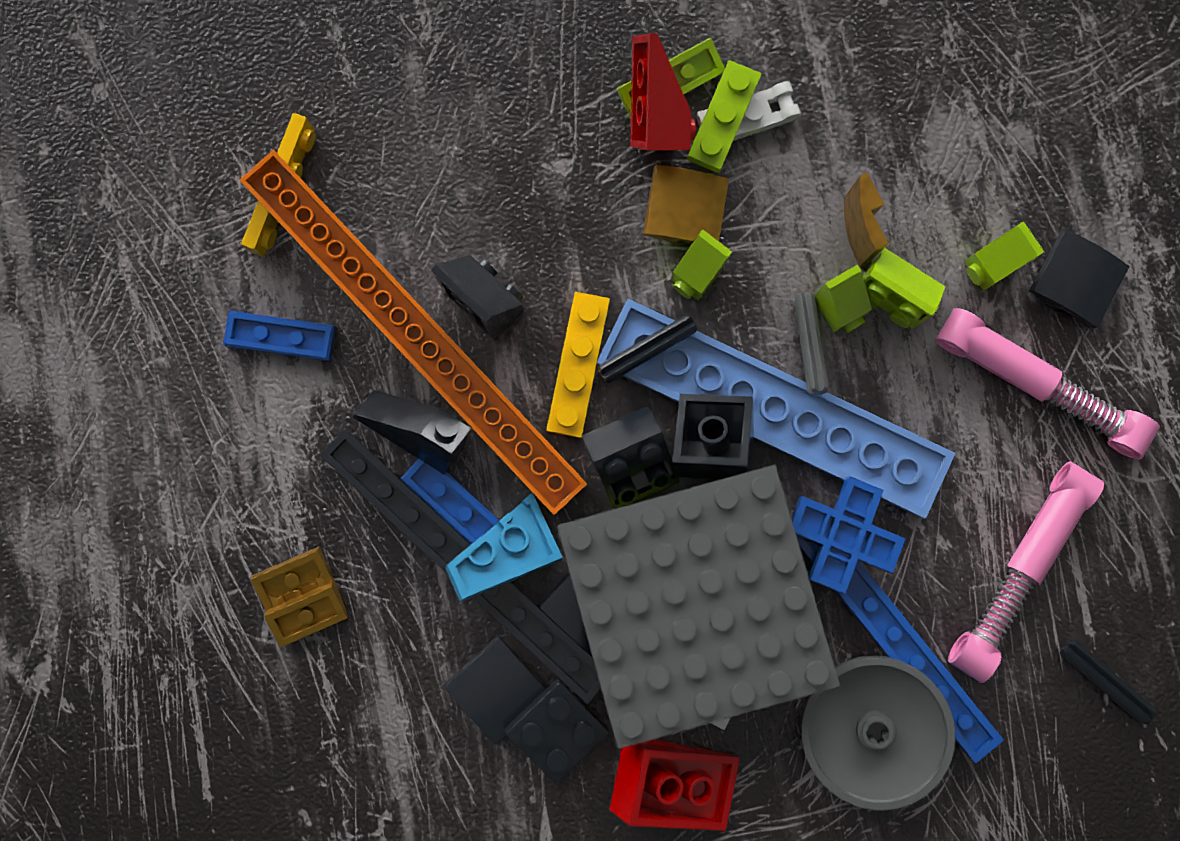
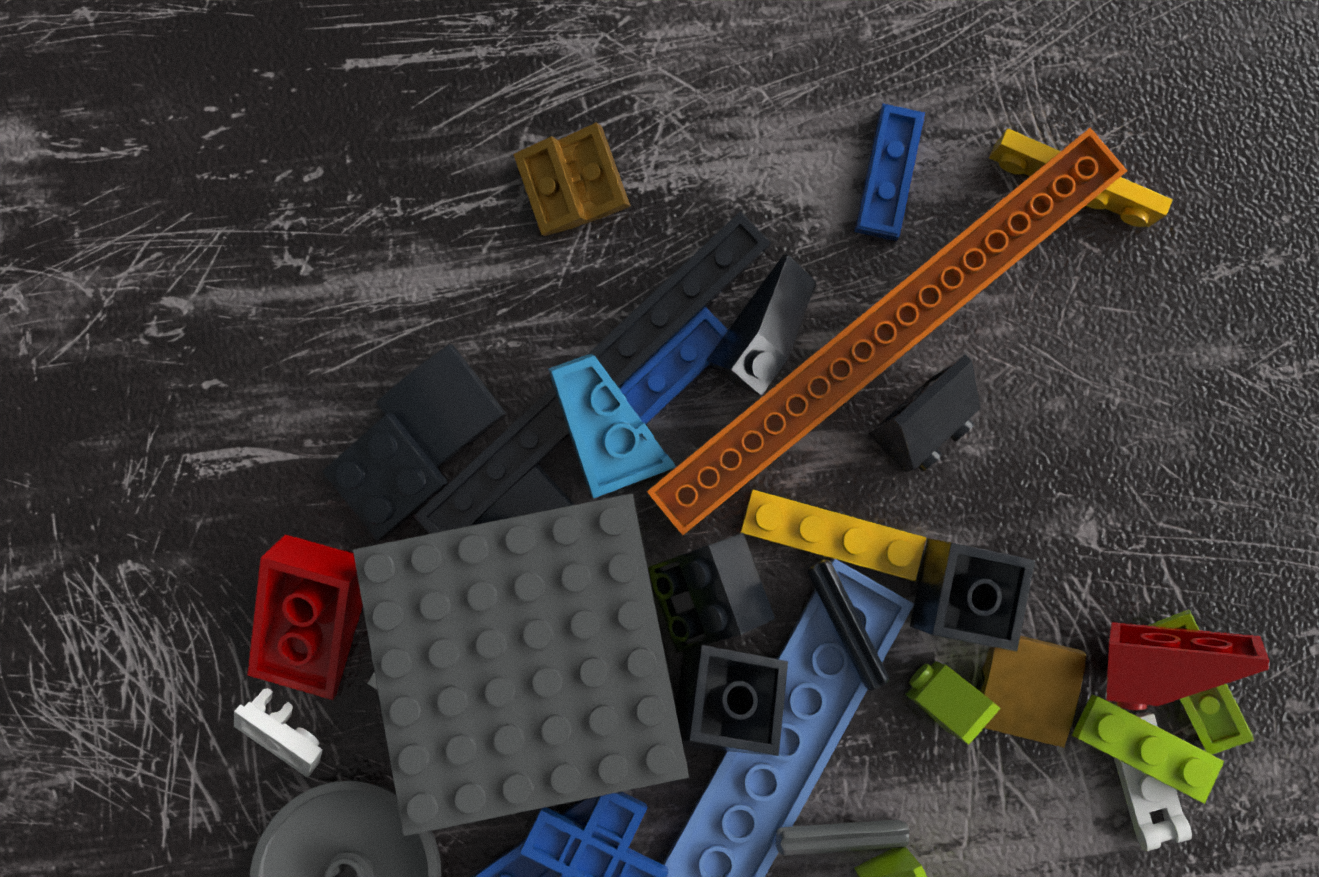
camera: 90 degrees right, 0 degrees up
(617, 254) = (972, 594): none -> black slope
(779, 786) = (292, 746): none -> white plate

